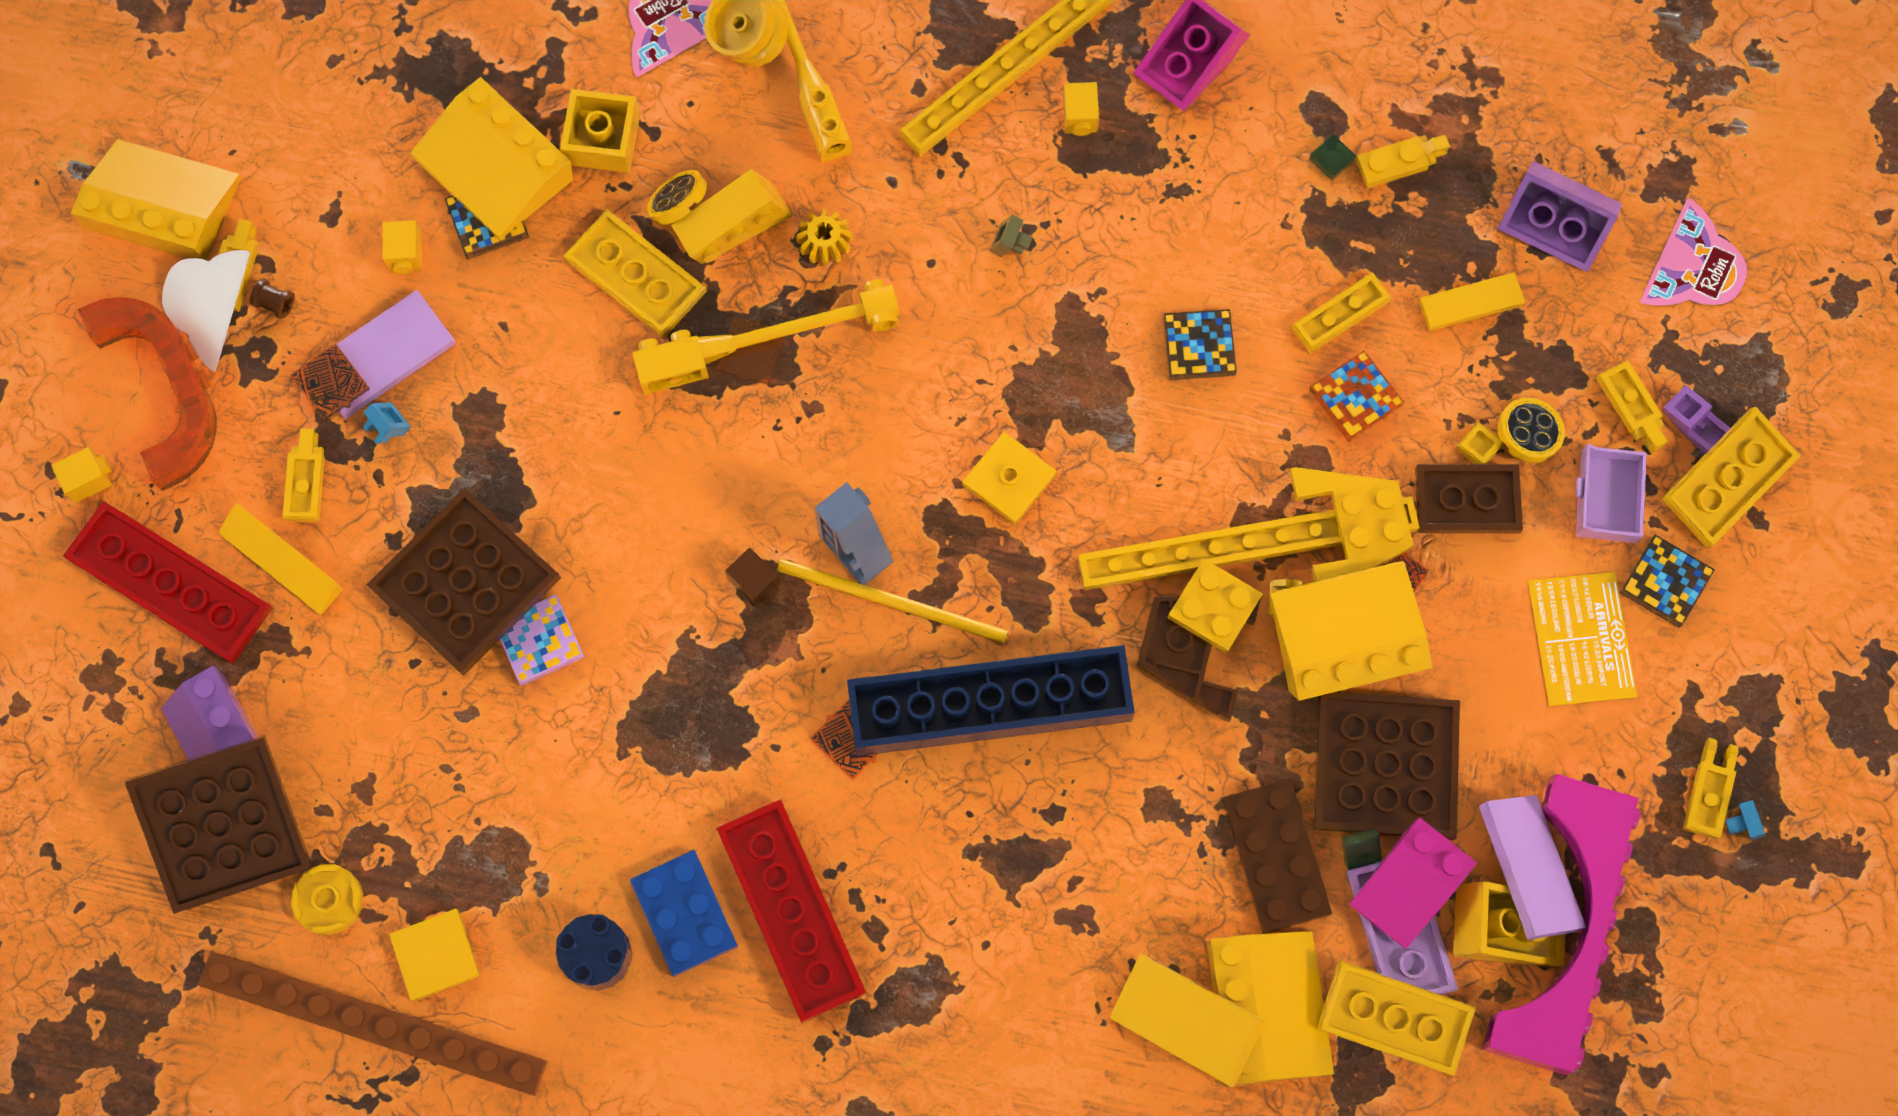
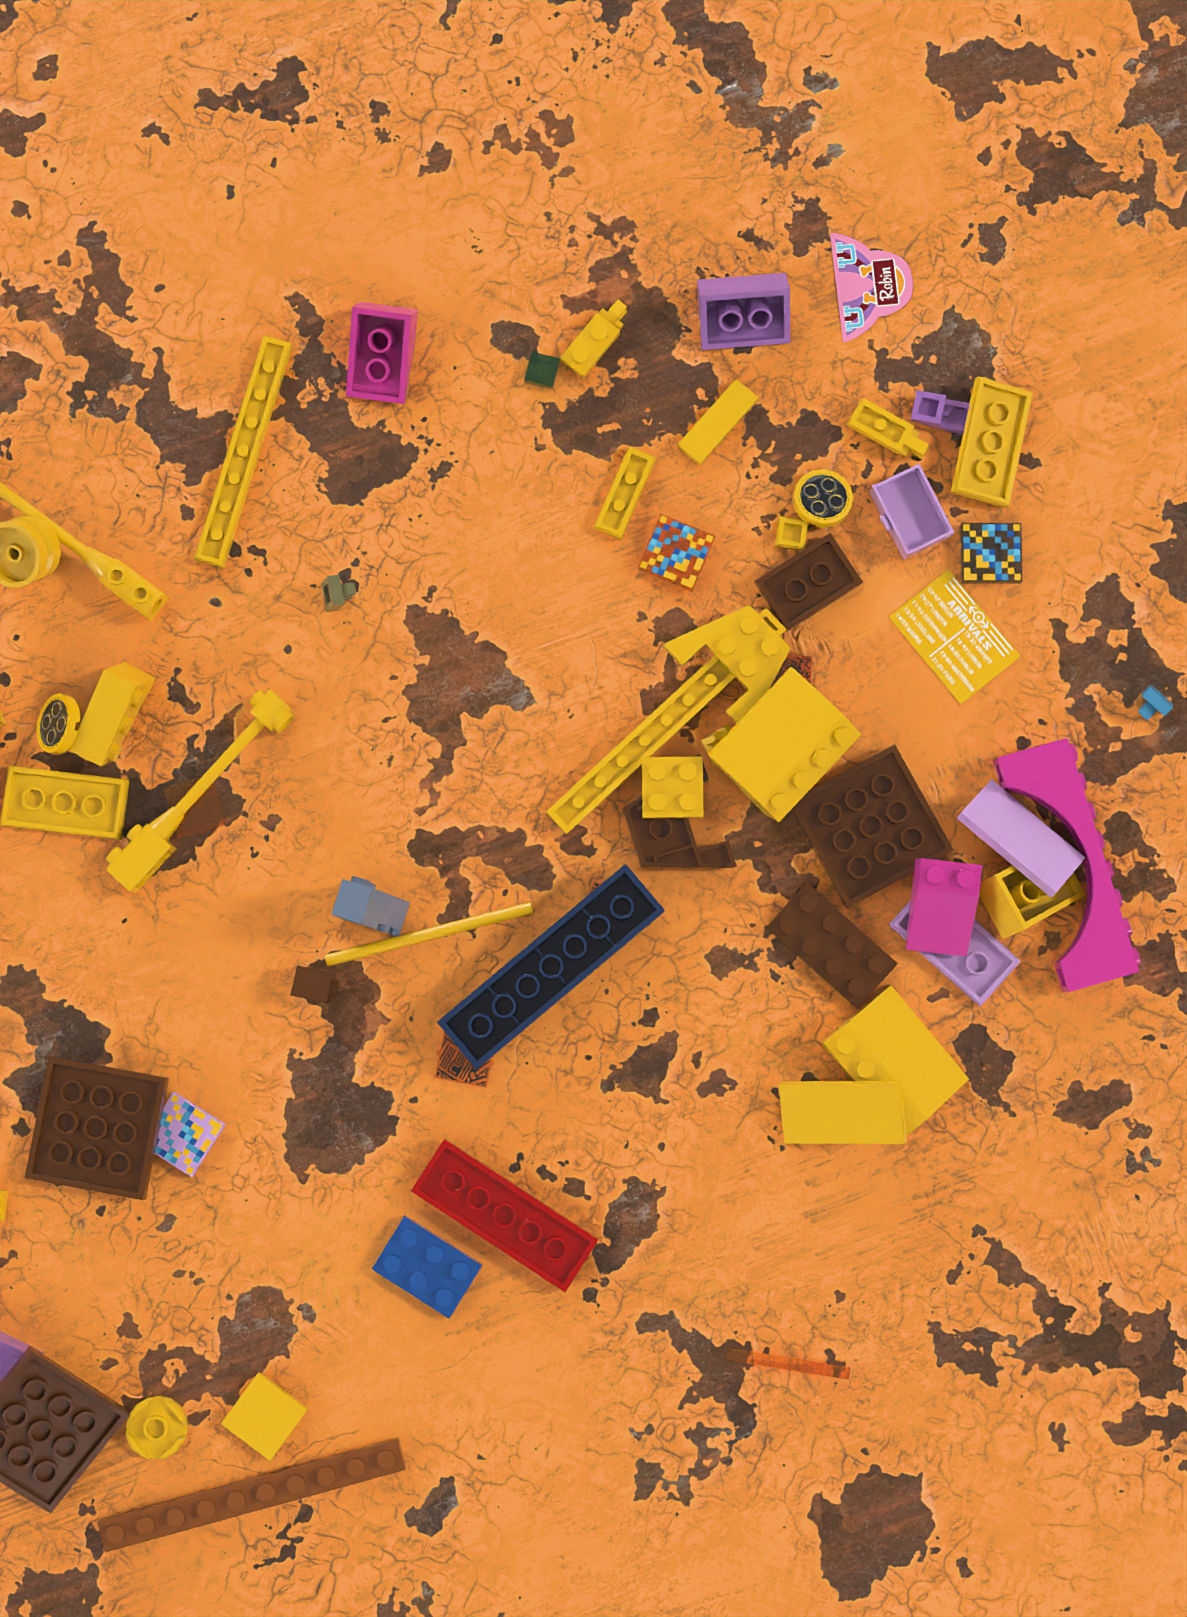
camera: 30 degrees left, 10 degrees up
(593, 952) = (381, 1340): dark blue brick -> none
(823, 248) = (183, 689): yellow gear -> none
(1009, 478) = (456, 783): yellow plate -> none
(1080, 108) = (324, 453): yellow brick -> none
(1199, 344) = (533, 586): tile -> none
(1361, 849) = (890, 902): tile -> none
(1396, 1018) = (989, 1011): yellow tile -> none
(1711, 792) = (1115, 696): yellow hinge -> none

